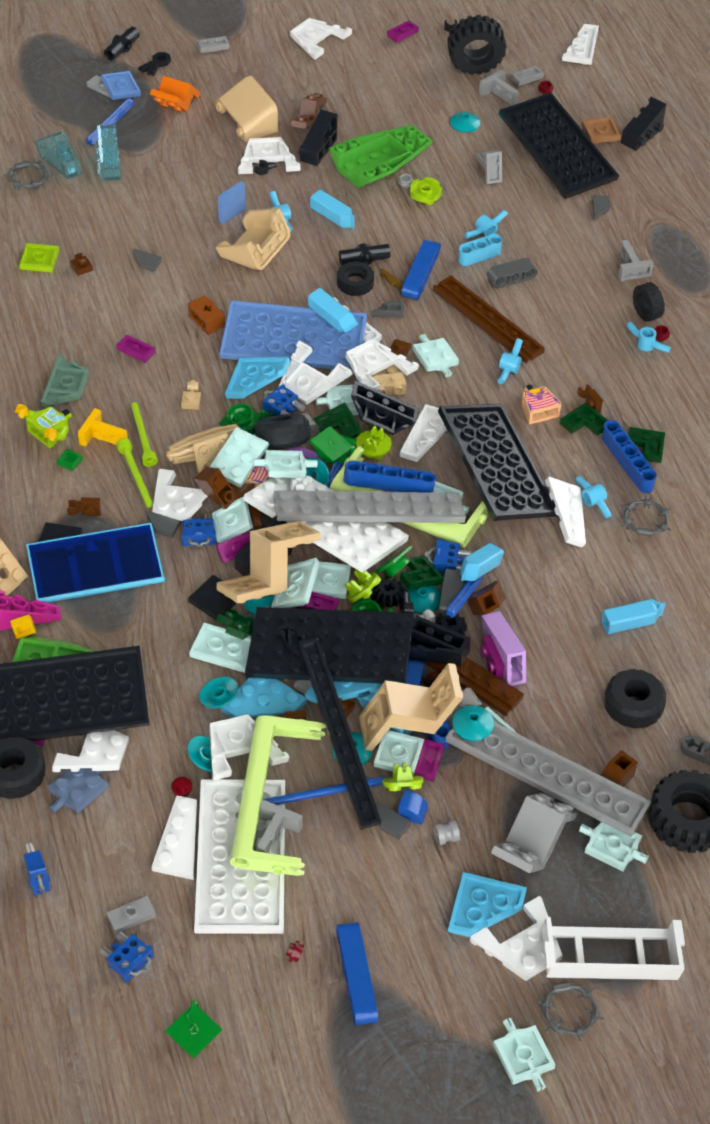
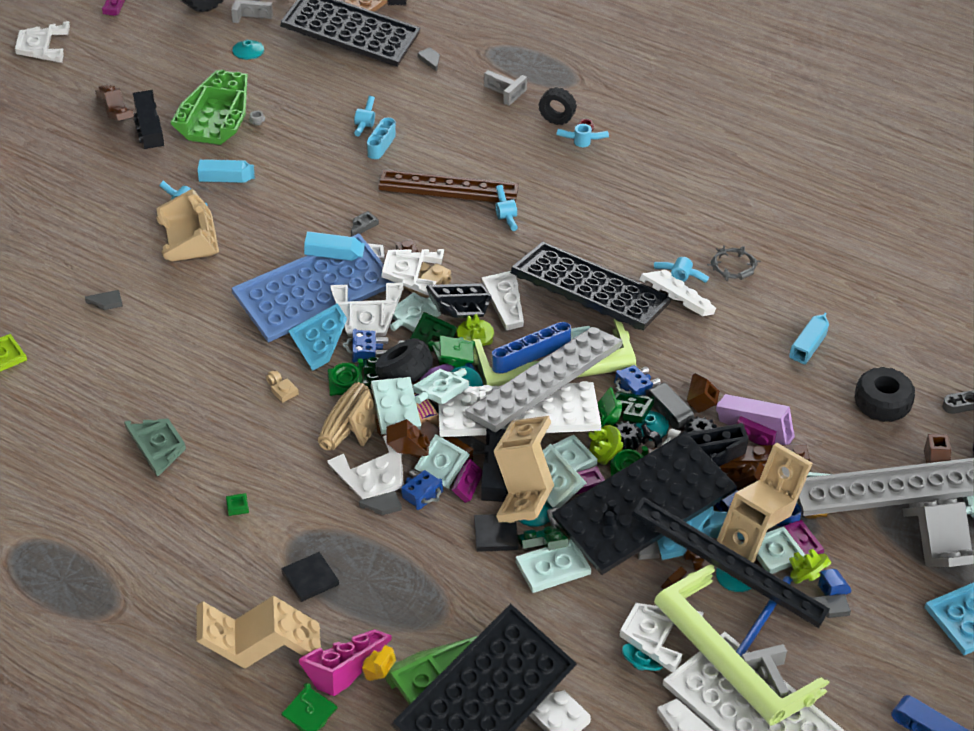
camera: 40 degrees left, 5 degrees down
(46, 424) = (185, 487): lime torso -> none
(81, 264) = (50, 337): reddish brown tile -> none
(87, 506) = (304, 530): reddish brown plate -> none
(95, 563) = (365, 573): clear blue door -> none
(96, 428) = (242, 461): yellow bracket -> none
(125, 447) = (276, 462): lime piece -> none
(135, 348) = (187, 377): magenta plate -> none
(149, 457) = (306, 457): lime piece -> none
(181, 786) = (652, 698): dark red plate -> none
(206, 315) = (217, 313): dark orange brick -> none
(218, 692) = (589, 597): teal dish -> none
(231, 202) = (134, 210): medium blue tile -> none
(250, 108) = (59, 124): tan windscreen -> none
(263, 167) = (120, 169): black piece -> none
(264, 698) = (629, 584): medium azure plate -> none
(268, 149) = (111, 153): white wing -> none
(355, 269) = (306, 205): black tyre -> none
(364, 253) = (292, 192): black piece -> none
(391, 279) = (336, 200): pearl gold piece -> none
(419, 193) = (288, 120): lime plate -> none
(421, 269) = (353, 178): blue beam -> none
(435, 355) = (441, 236): light aqua plate -> none
(446, 832) = (880, 583): light grey wheel -> none
(462, 596) = (688, 397): blue axle -> none
(473, 729) = (816, 488): teal dish -> none
(481, 562) = (669, 367): medium azure piece -> none
(492, 163) = (315, 67): light grey bracket -> none
(512, 273) = (426, 142): dark grey beam -> none
(539, 404) = (563, 227): light nougat torso -> none
(583, 416) = (607, 216): dark green plate -> none
(592, 397) = (597, 200): reddish brown plate -> none
(629, 456) = (671, 226): blue beam -> none
(651, 440) = (672, 206): dark green plate -> none

